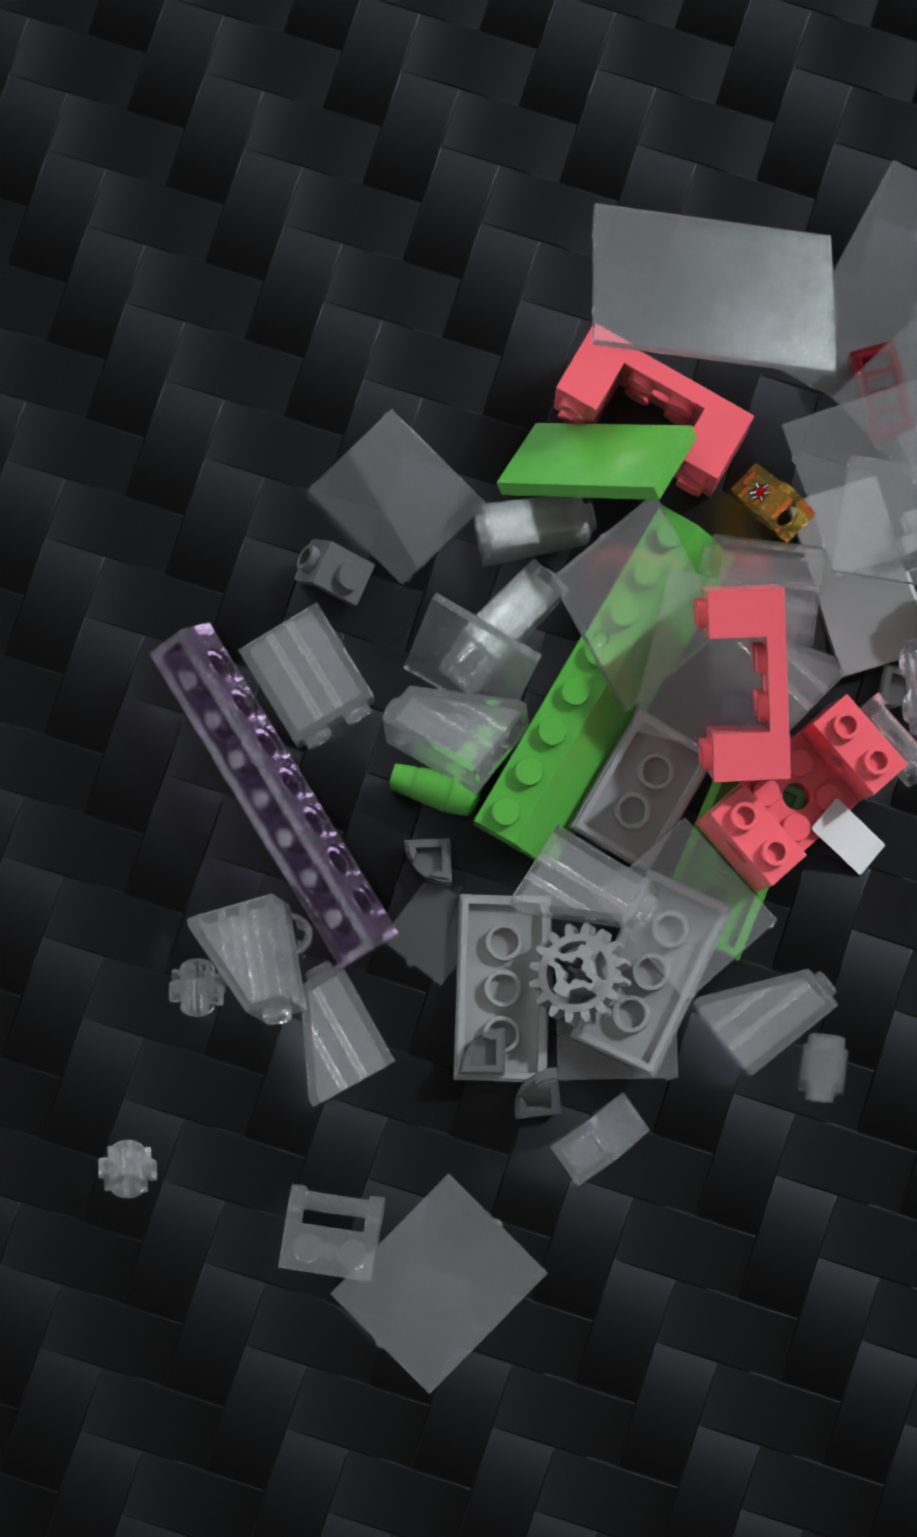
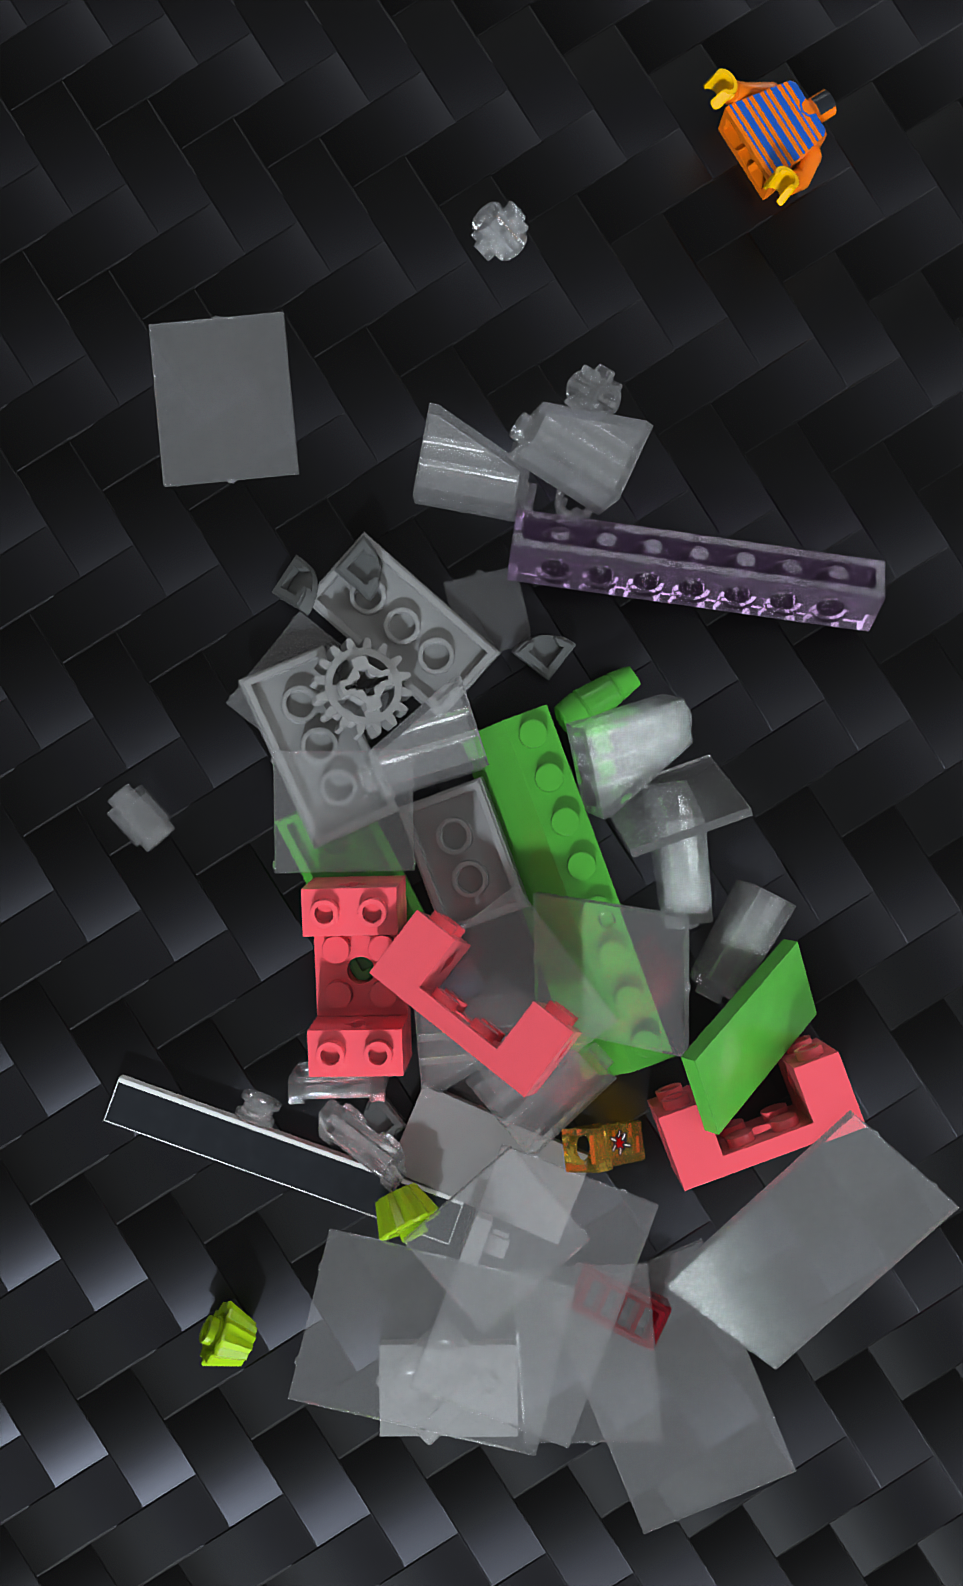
camera: 125 degrees right, 5 degrees up
(308, 677) = (763, 672): clear brick -> none
(327, 1248) = (315, 333): clear plate -> none
(333, 570) = (829, 761): dark grey bracket -> none
(396, 497) = (847, 858): clear piece -> none
(599, 1139) = (224, 595): clear slope -> none
(766, 1016) = (214, 807): clear slope -> none
(848, 836) = (298, 984): white sticker -> none

